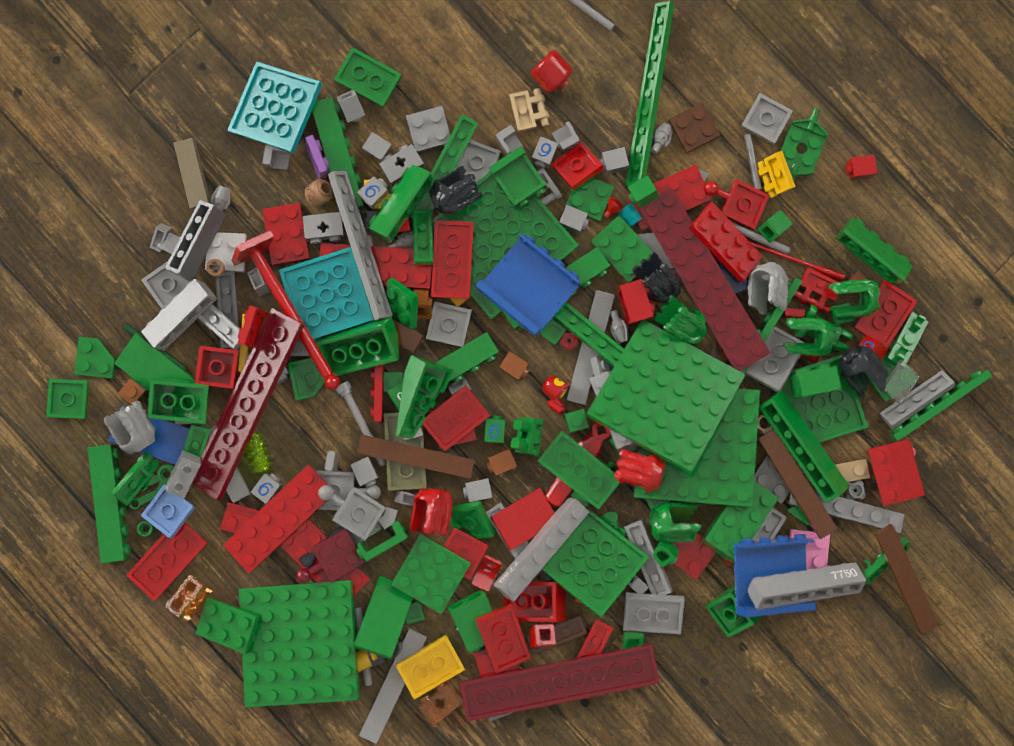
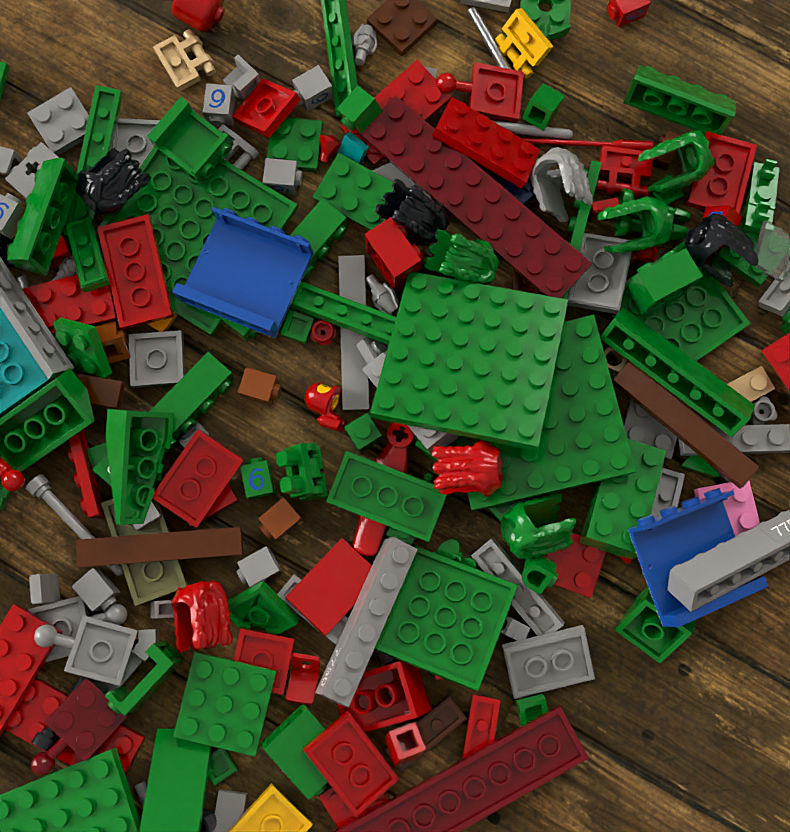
camera: 15 degrees left, 5 degrees down
(508, 140) = (162, 99): light grey panel -> none

